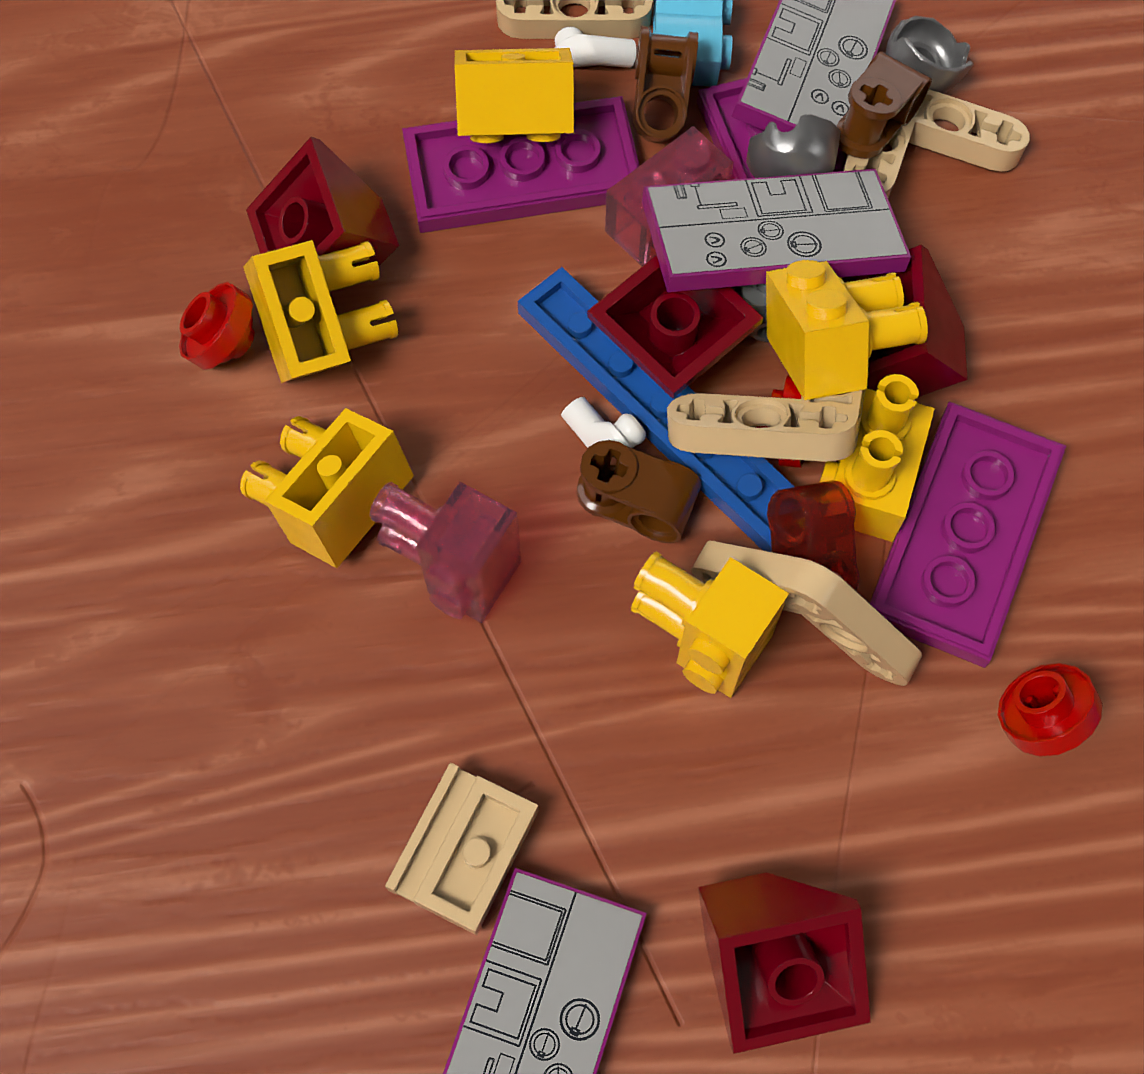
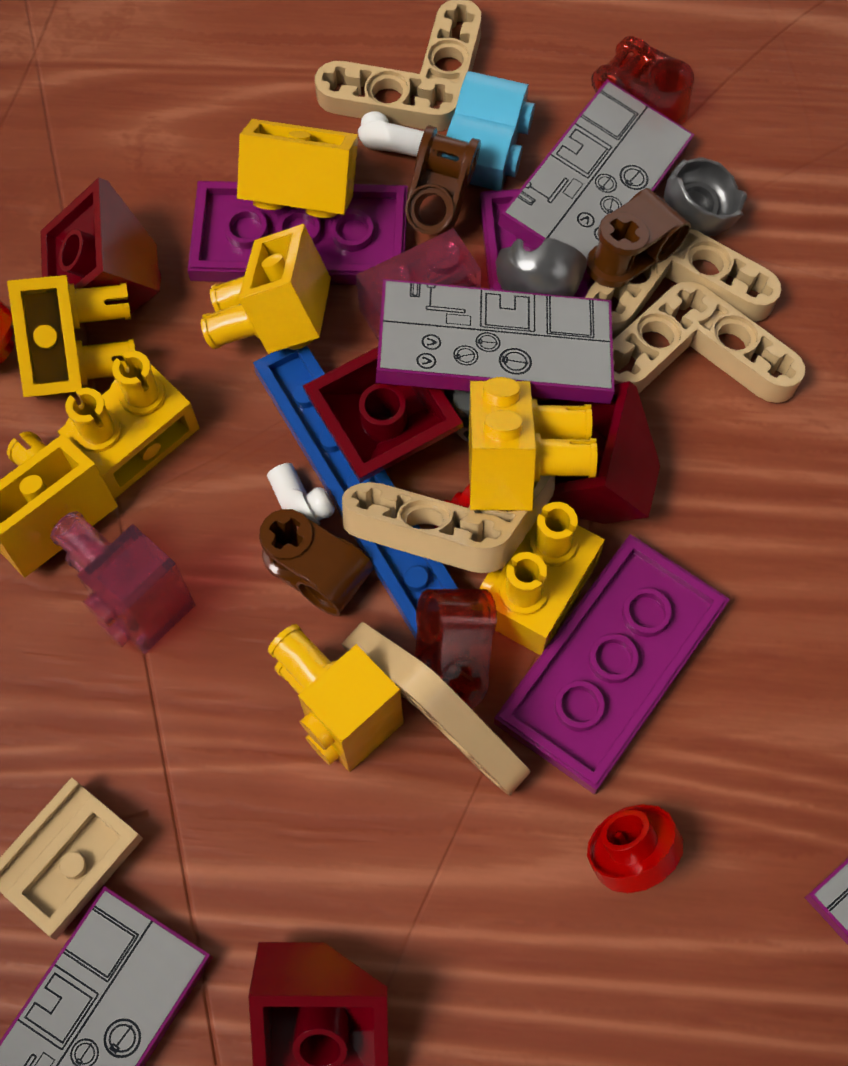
camera: 15 degrees right, 0 degrees up
(408, 380) = (130, 423): none -> yellow brick
(526, 231) = (276, 299): none -> yellow brick
(961, 189) = (700, 330): none -> tan beam

